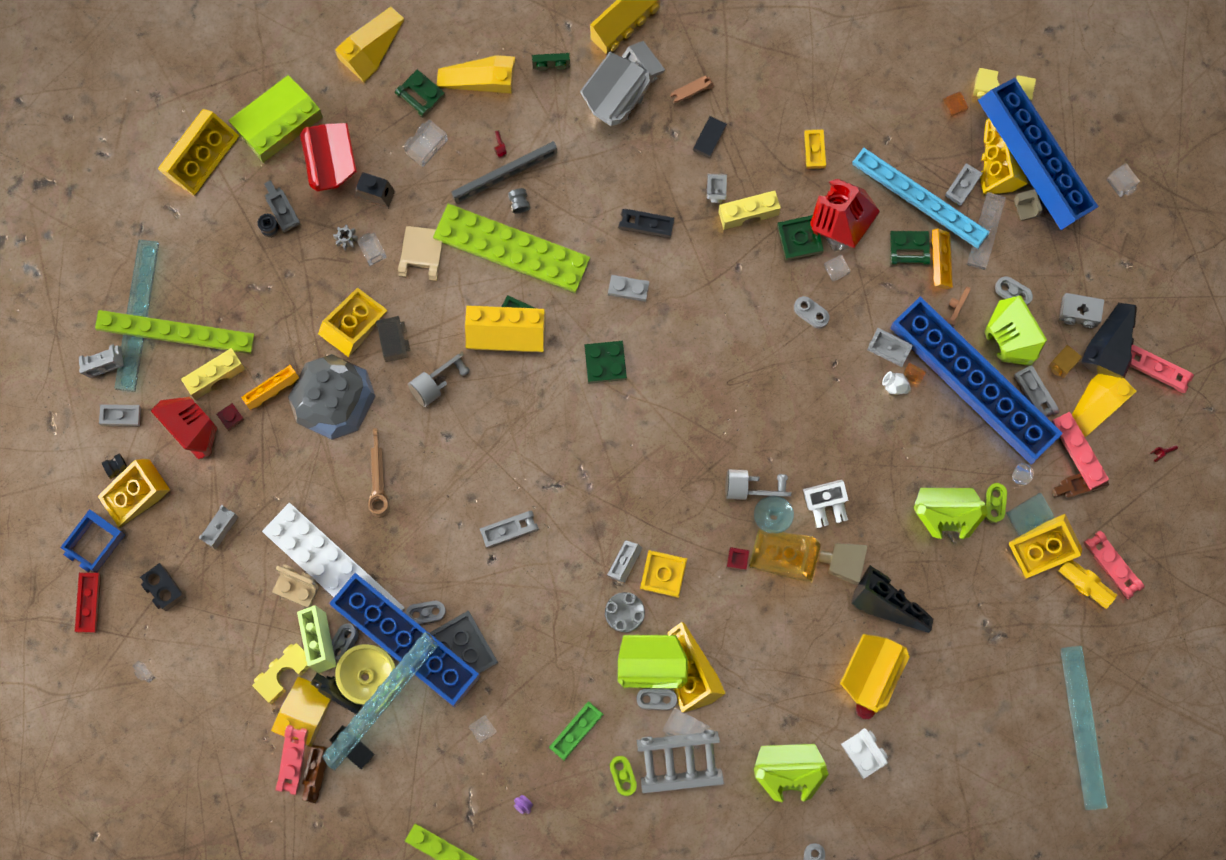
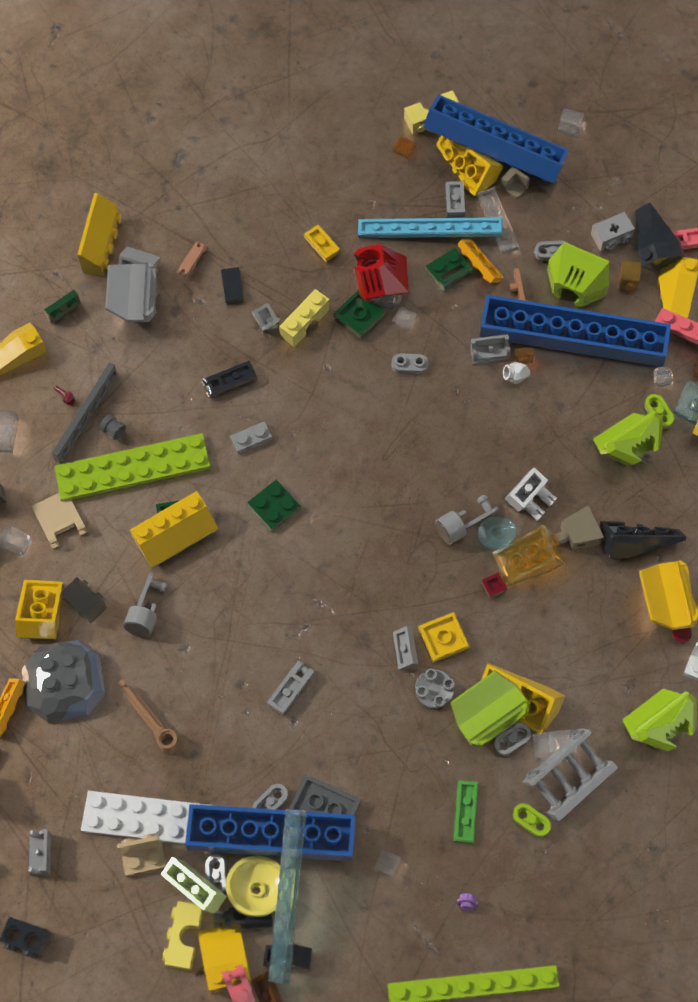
camera: 35 degrees left, 10 degrees down
(1036, 391) = (619, 307): light grey plate -> none

